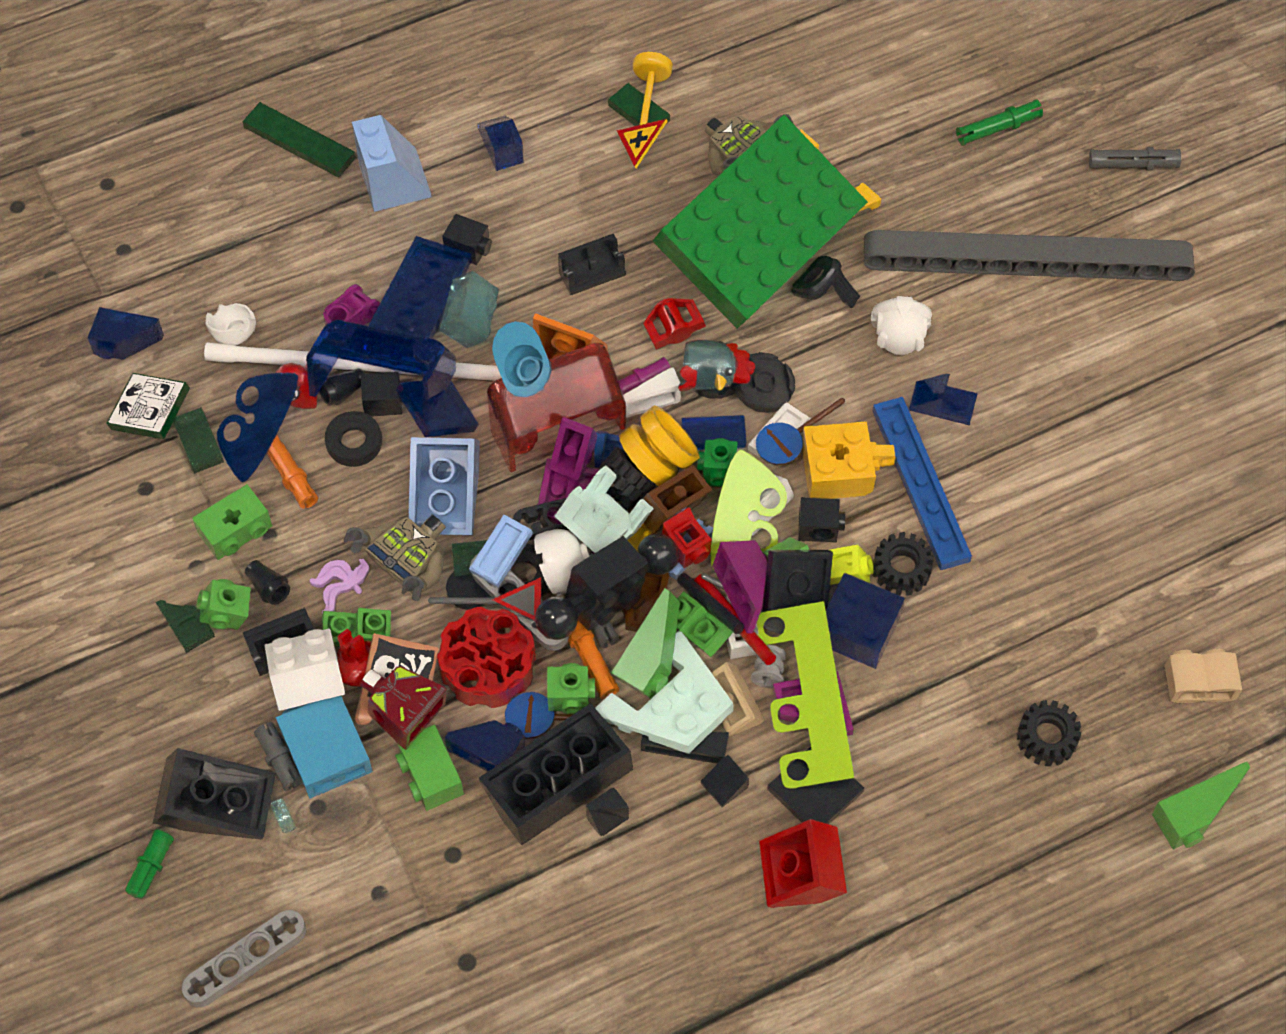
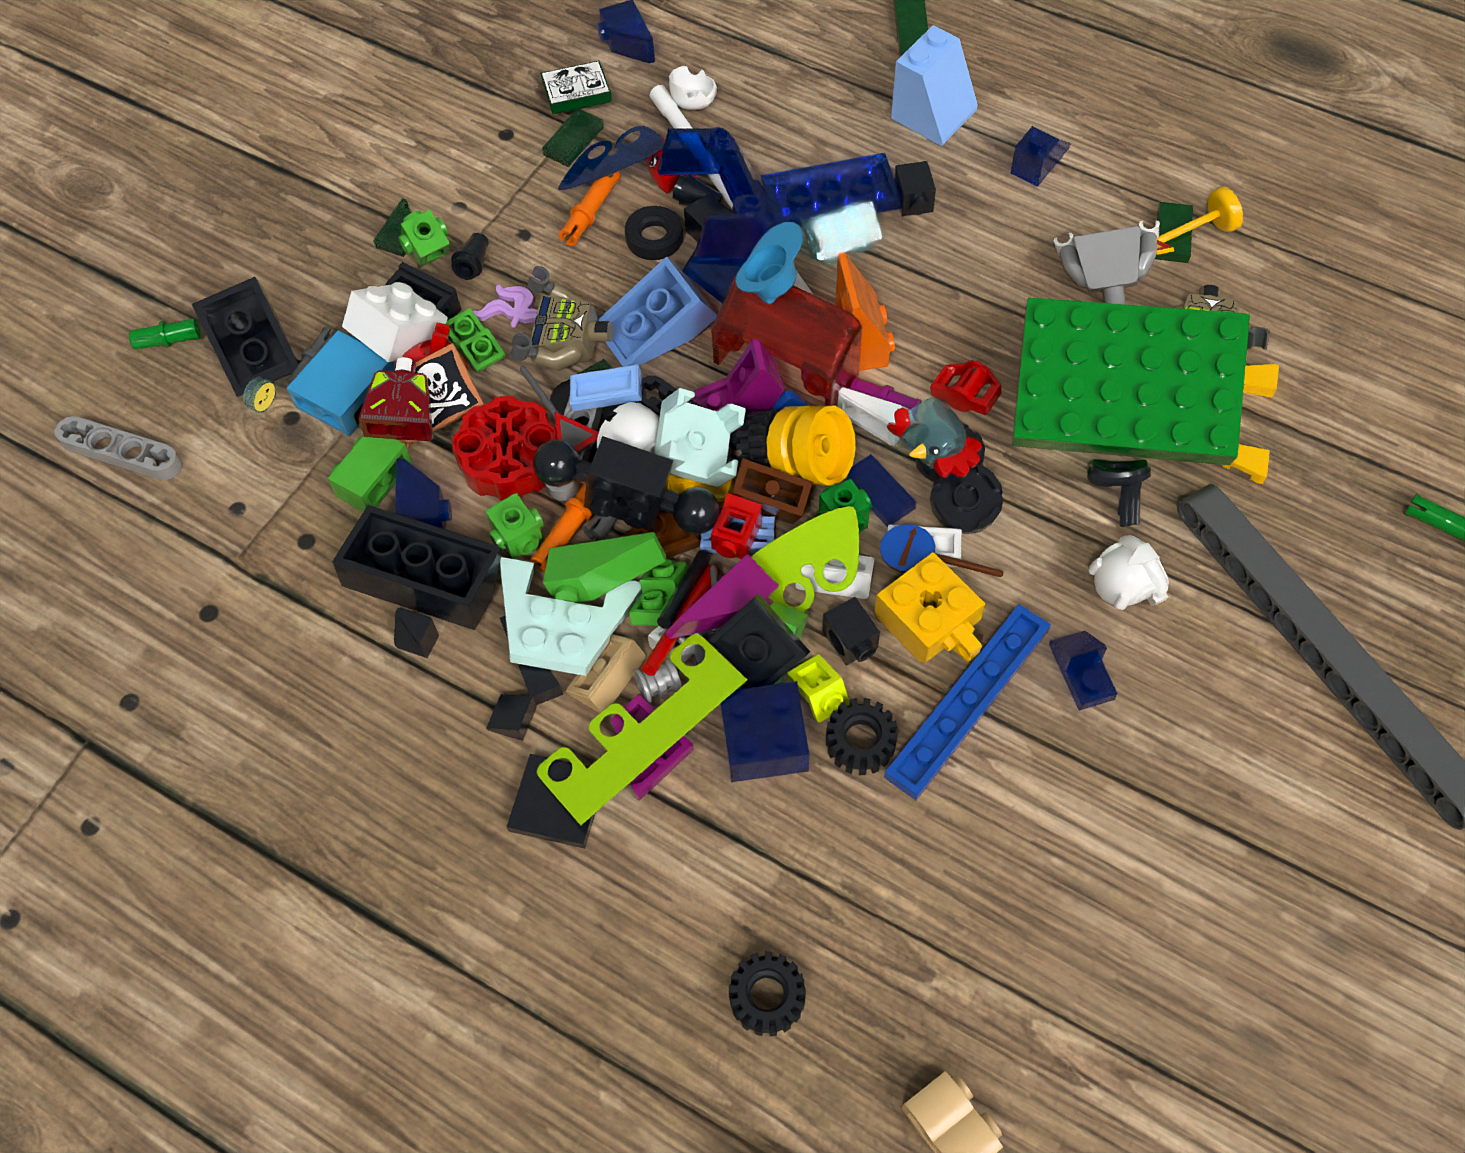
camera: 60 degrees right, 0 degrees up
(217, 522) = (508, 200): bright green brick -> none
(351, 307) = (768, 153): magenta piece -> none
(531, 714) = (471, 520): blue piece -> none
(591, 264) = (972, 290): black hinge -> none
(641, 164) = (1110, 259): none -> light grey torso
(802, 865) = (462, 836): red slope -> none

